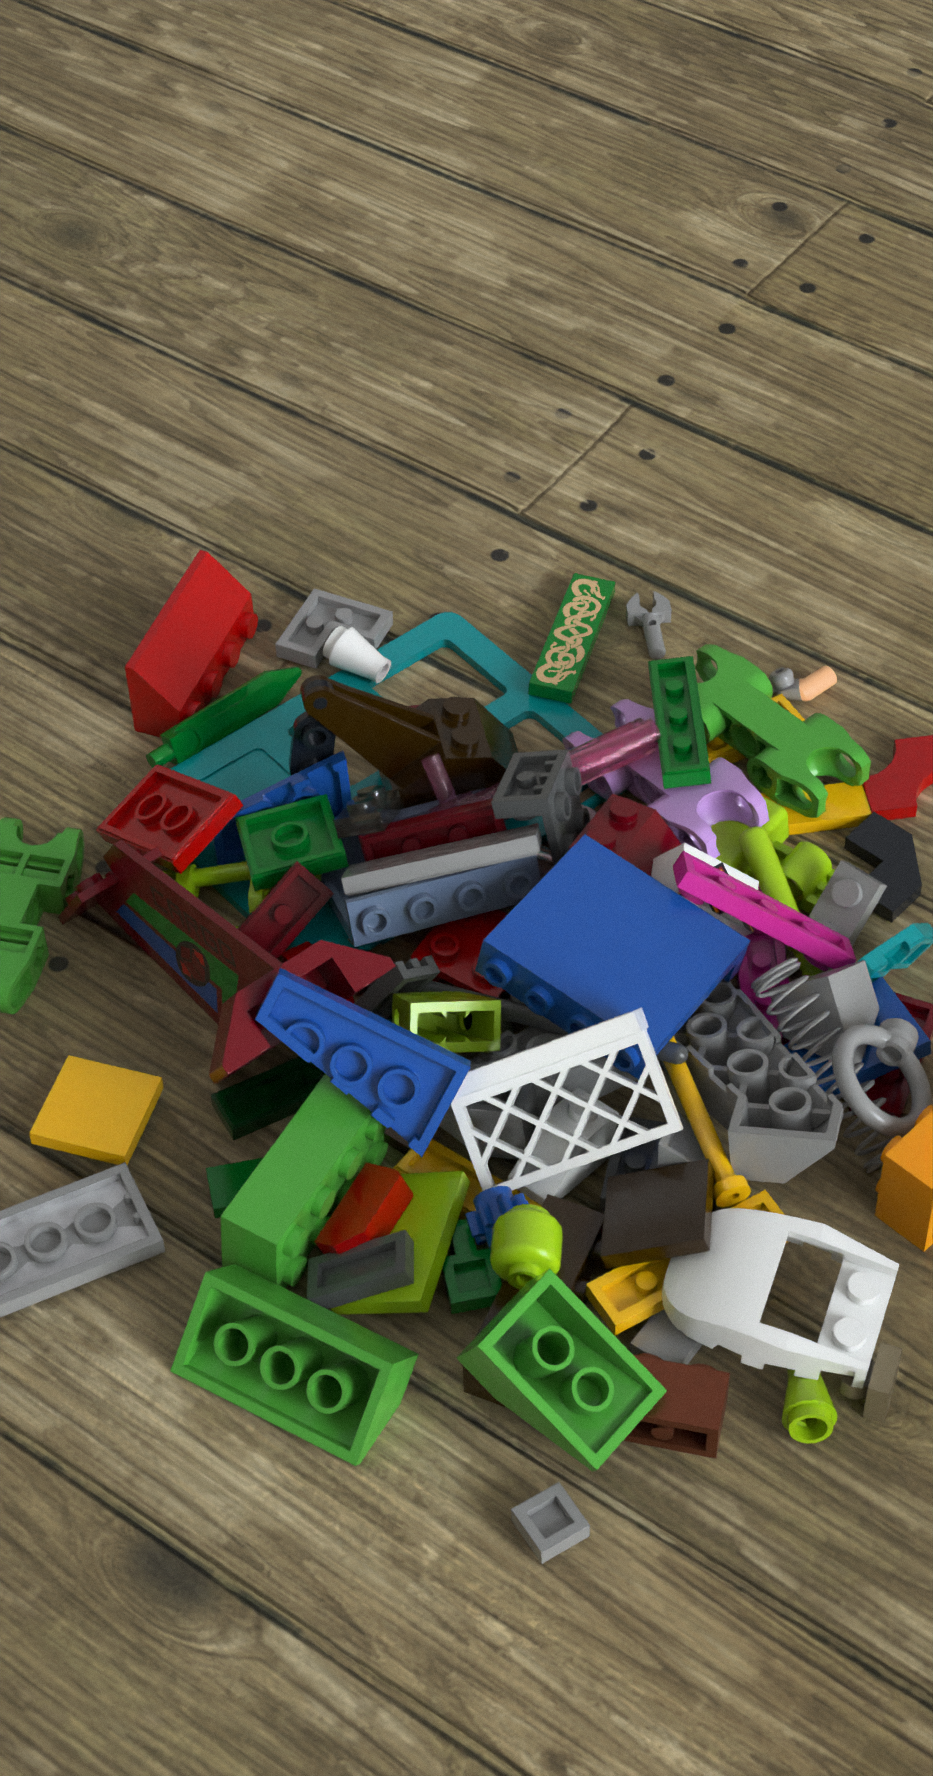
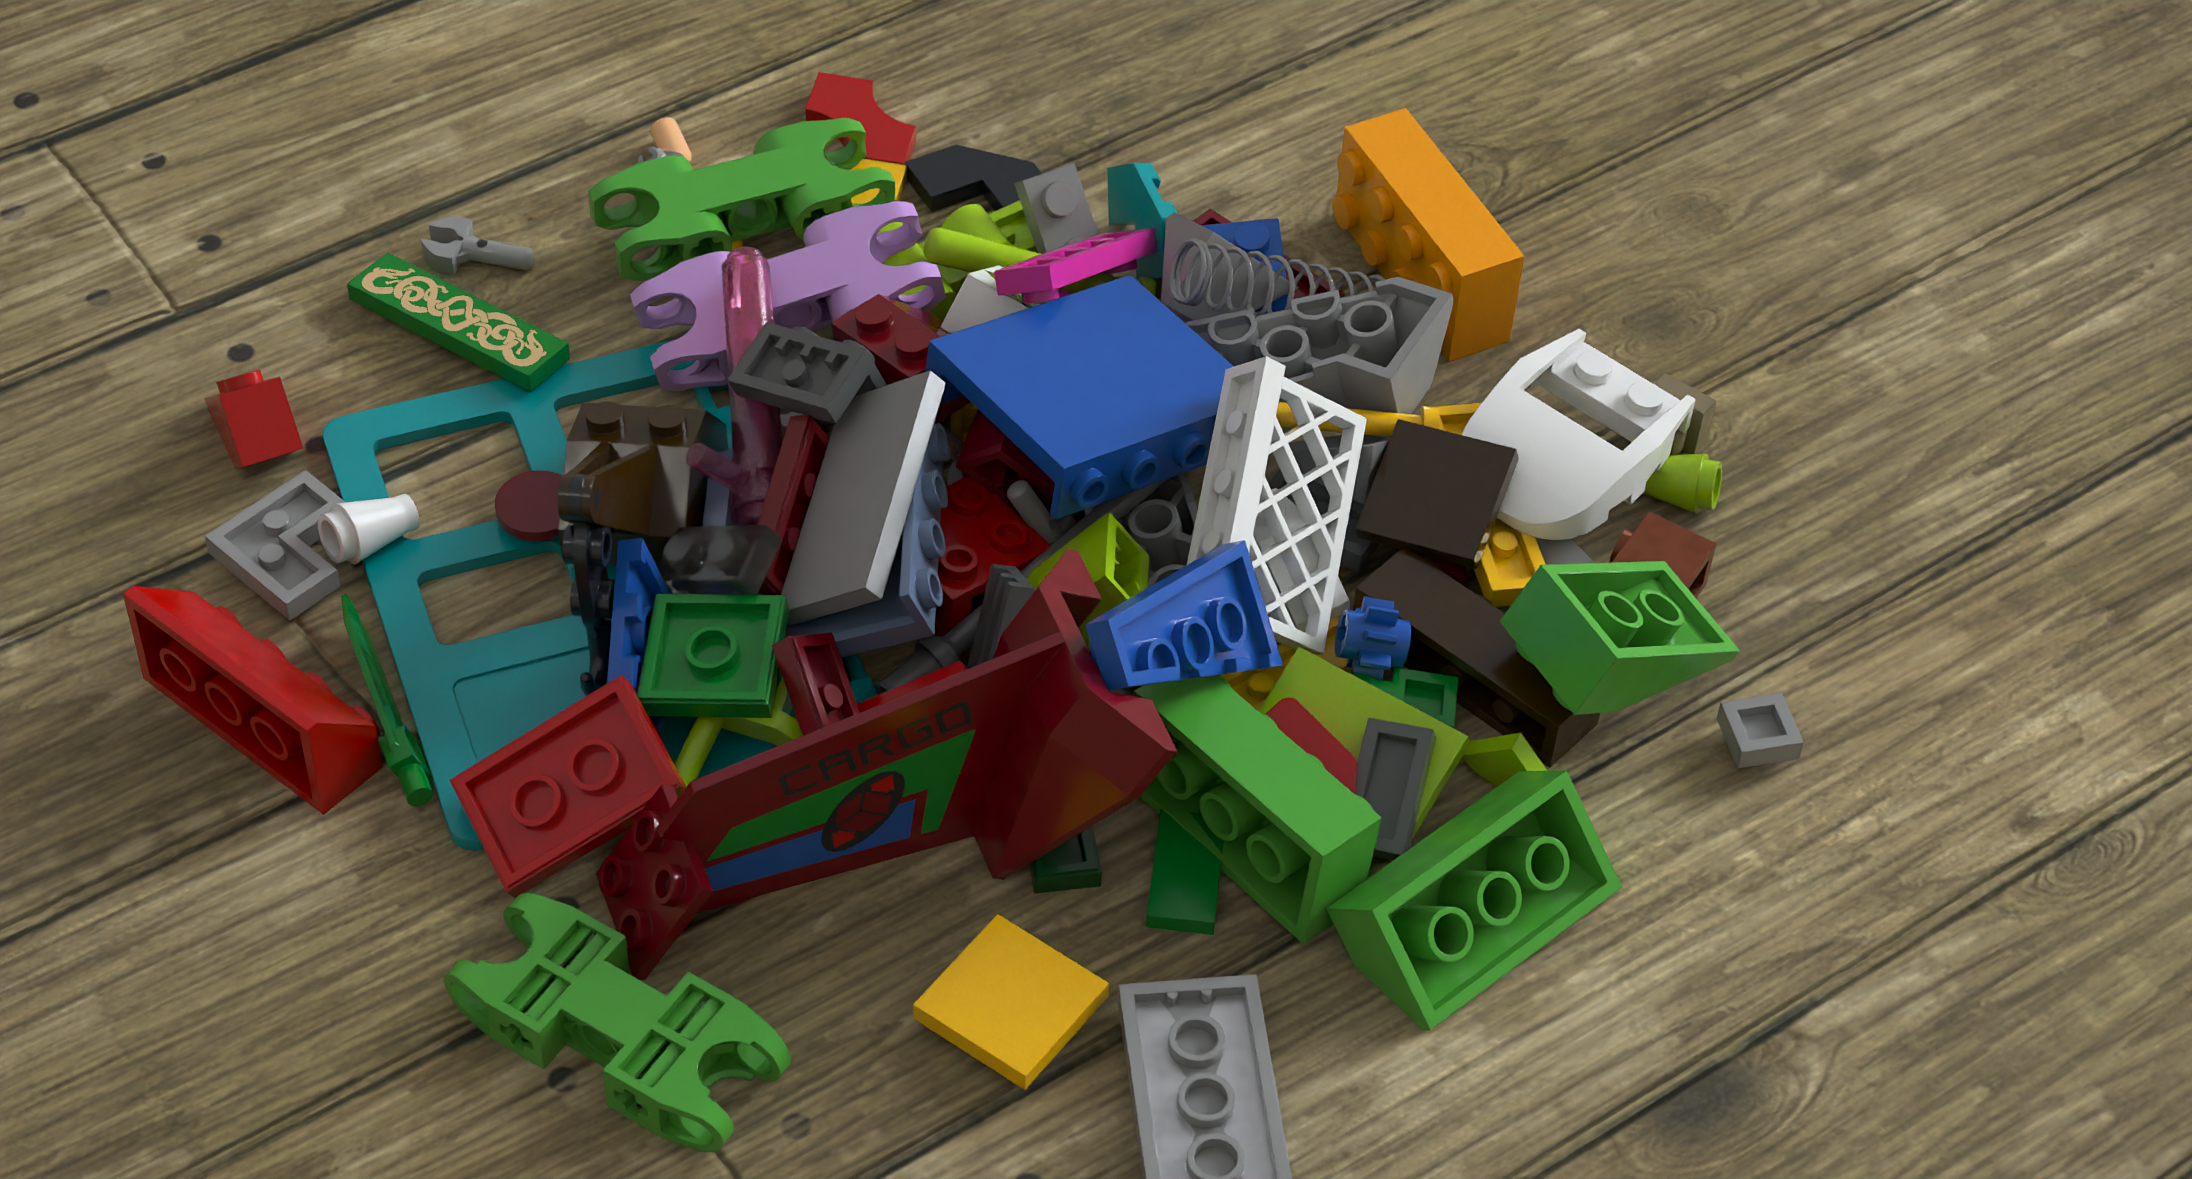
camera: 75 degrees left, 0 degrees up
(424, 572) = (254, 418): none -> red slope
(438, 1343) = (1501, 757): none -> lime tile
(525, 1244) = (1452, 607): lime head -> none
(680, 722) = (710, 232): green tile -> none
(895, 1047) = (1331, 251): light grey piece -> none

